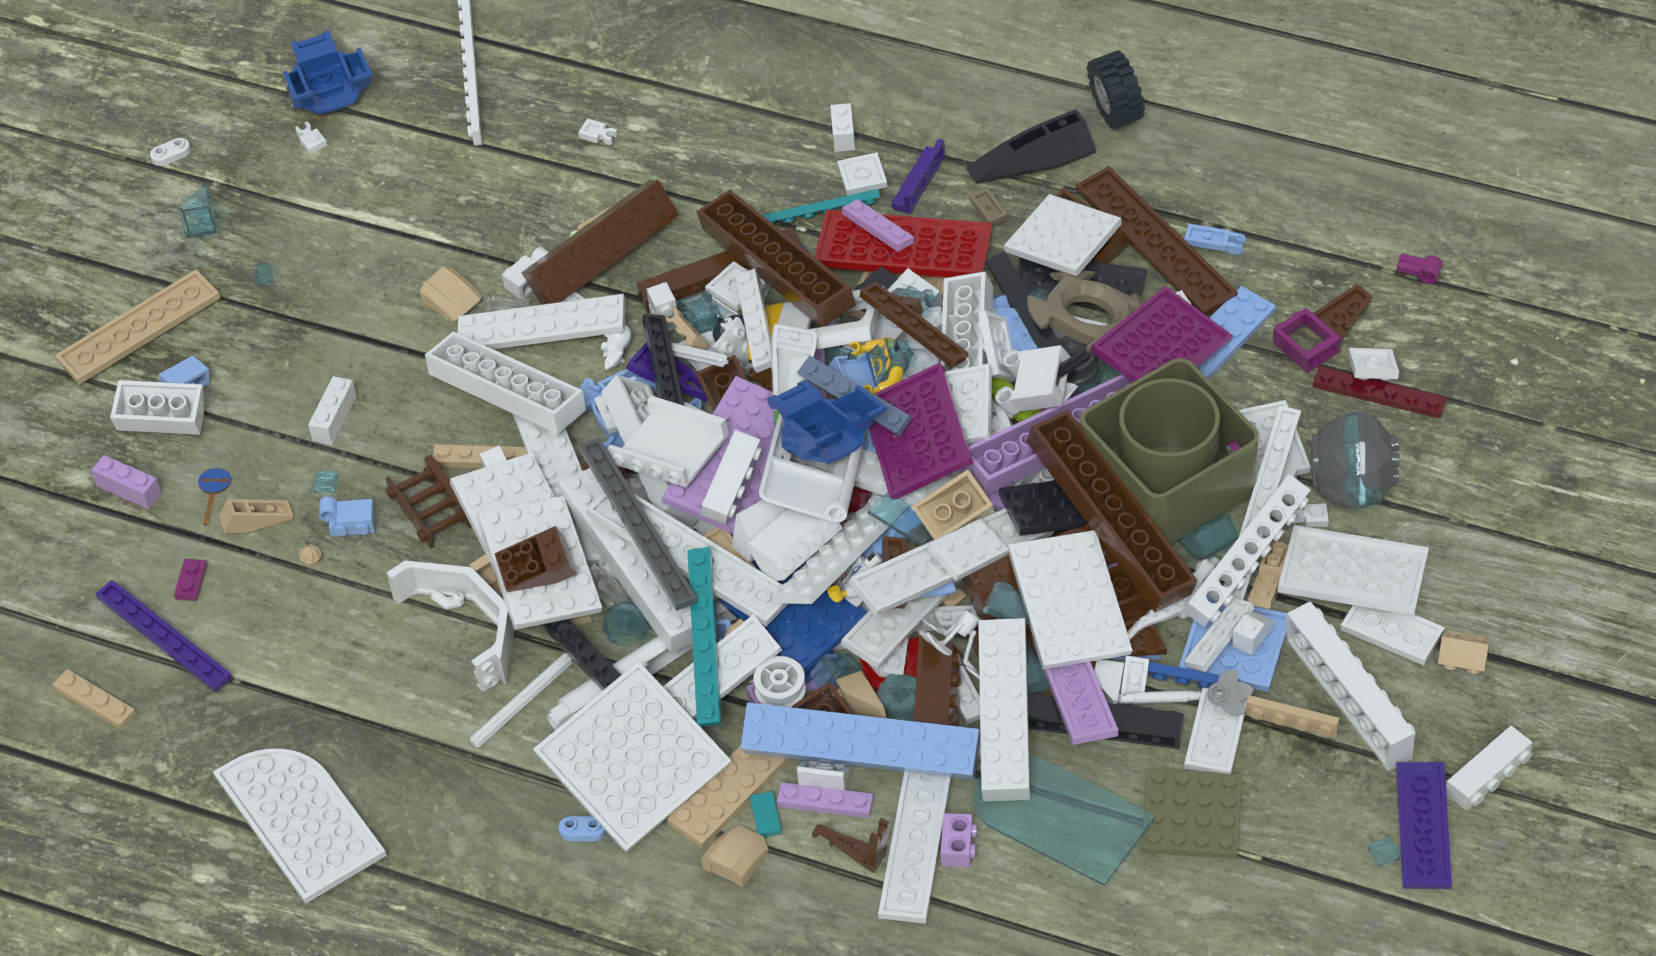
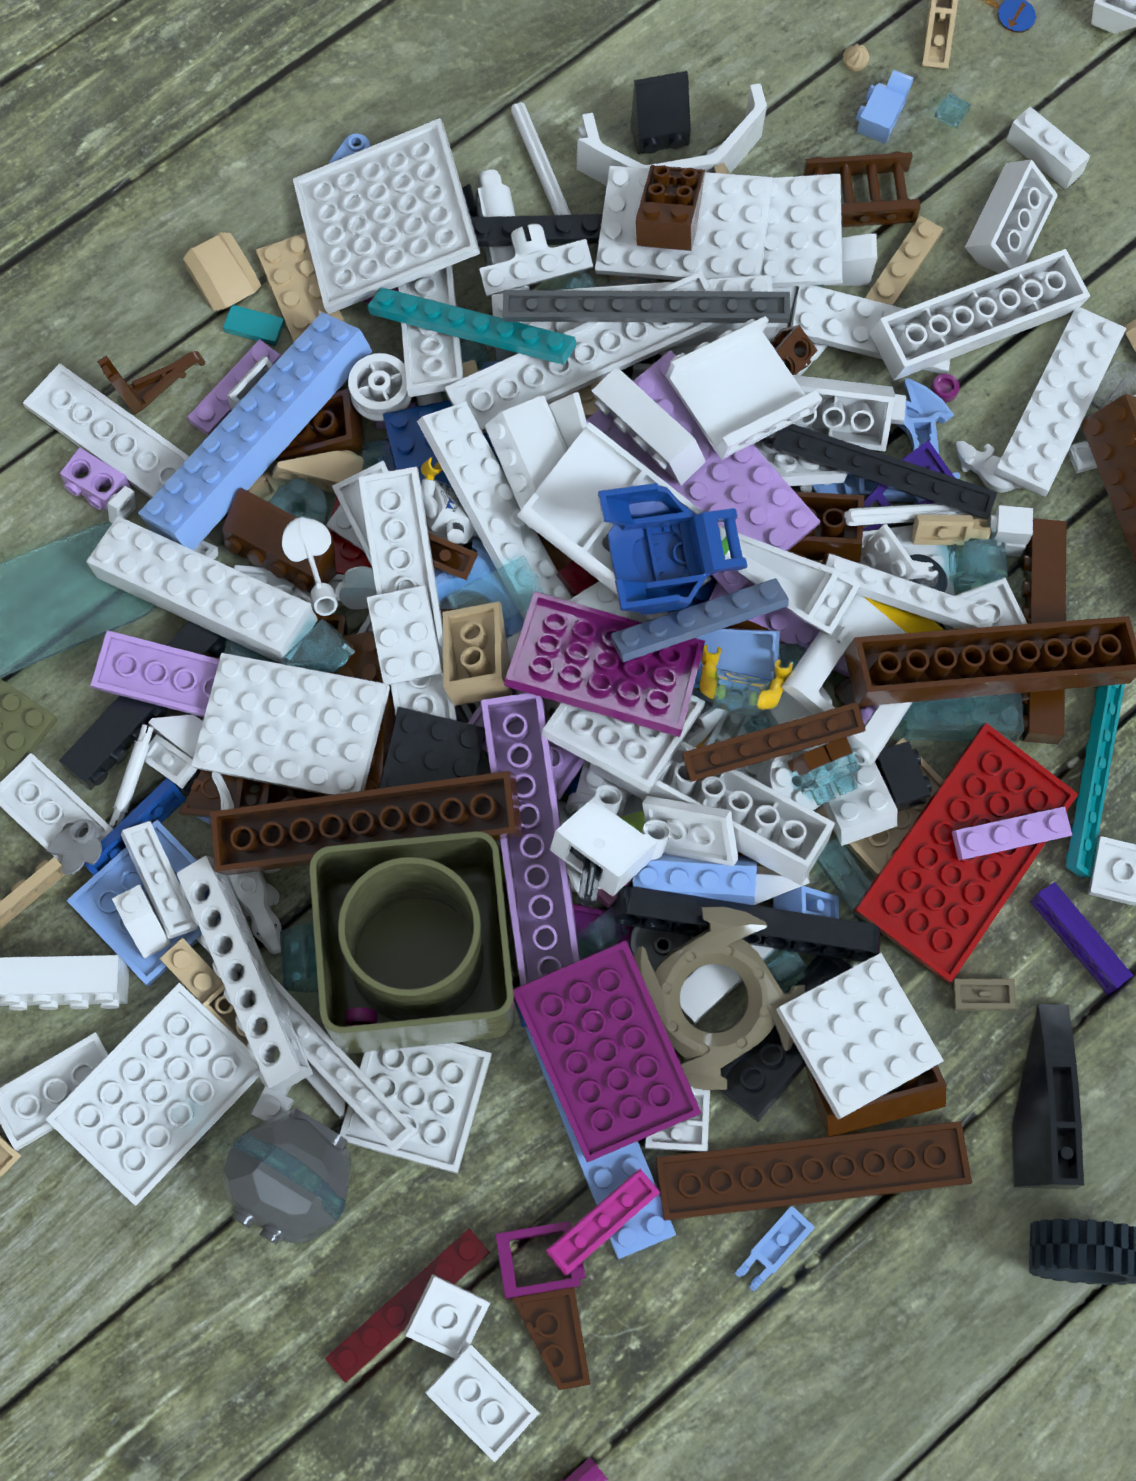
camera: 110 degrees right, 20 degrees up
(405, 409) = (1012, 217): none -> white slope
(441, 635) = (661, 113): none -> black slope
(621, 636) = (535, 262): none -> white plate
(967, 807) = (121, 504): none -> white plate
(1262, 312) = (602, 1222): none -> dark pink tile
(1406, 327) = (482, 1402): none -> white plate

